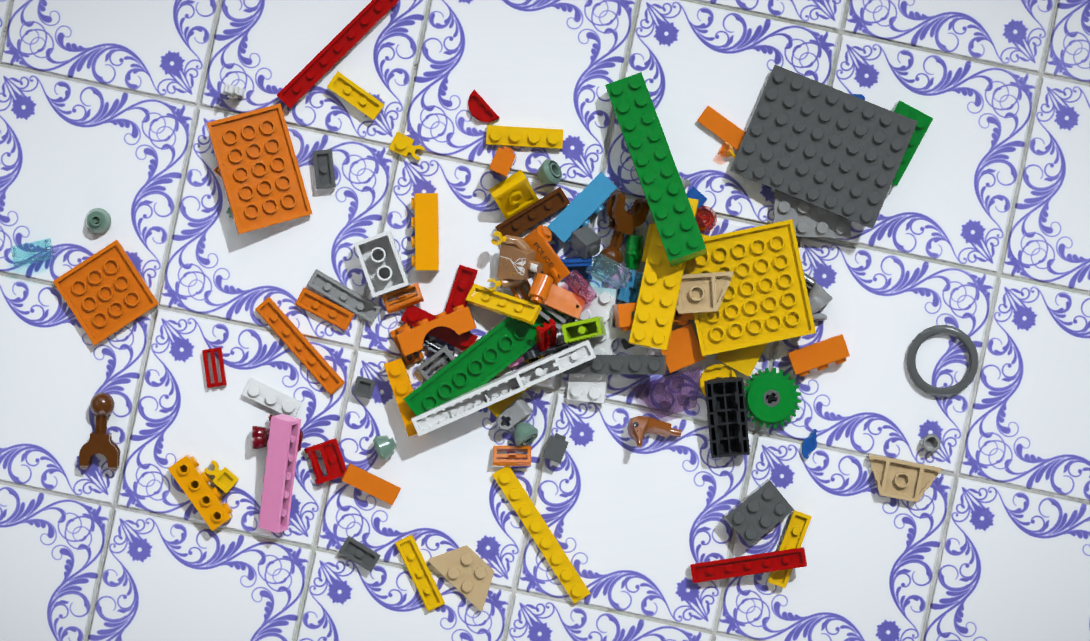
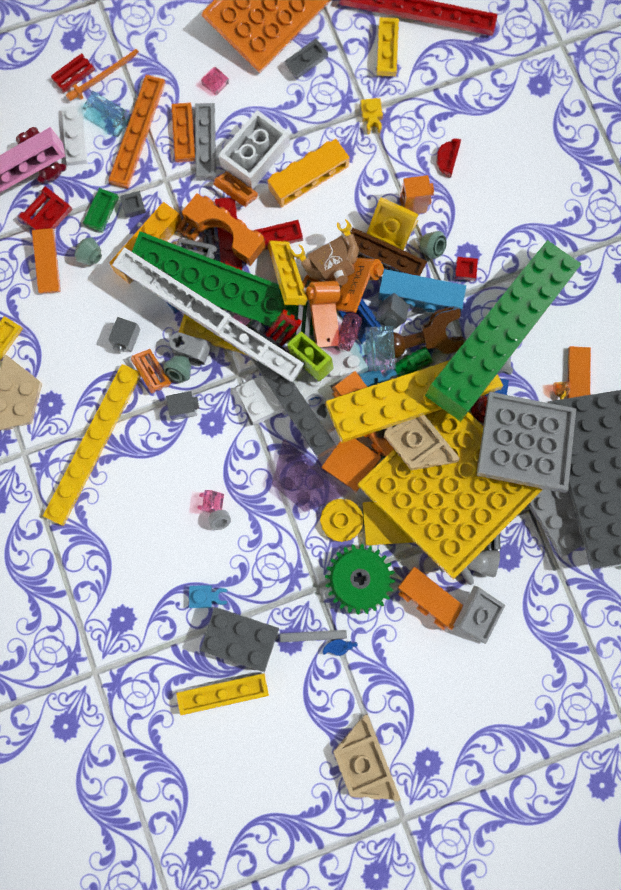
camera: 55 degrees right, 10 degrees down
(235, 374) = (77, 91): none -> orange sword
(271, 363) = (105, 114): none -> clear light blue hinge
(295, 255) = (215, 80): none -> clear pink tile
(351, 415) = (100, 210): none -> green tile
(471, 459) = (124, 335): none -> dark grey brick
(524, 137) = (451, 209): yellow plate -> none
(584, 159) = (466, 268): none -> red plate
(643, 425) = (253, 470): dark orange animal -> none
(644, 471) = (211, 501): none -> clear pink tile
(661, 474) = (219, 519): none -> light grey tile
(709, 520) = (203, 596): none -> dark azure plate
(727, 417) = (313, 547): black piece -> none
(748, 565) = (181, 663): red plate -> none
(751, 212) = (527, 442): none -> light grey plate
(789, 458) = (313, 636): none -> light grey bar
(852, 327) = (479, 614): none -> light grey tile
(930, 442) = (418, 770): light grey tile -> none
(945, 391) = (471, 740): dark grey wedge -> none

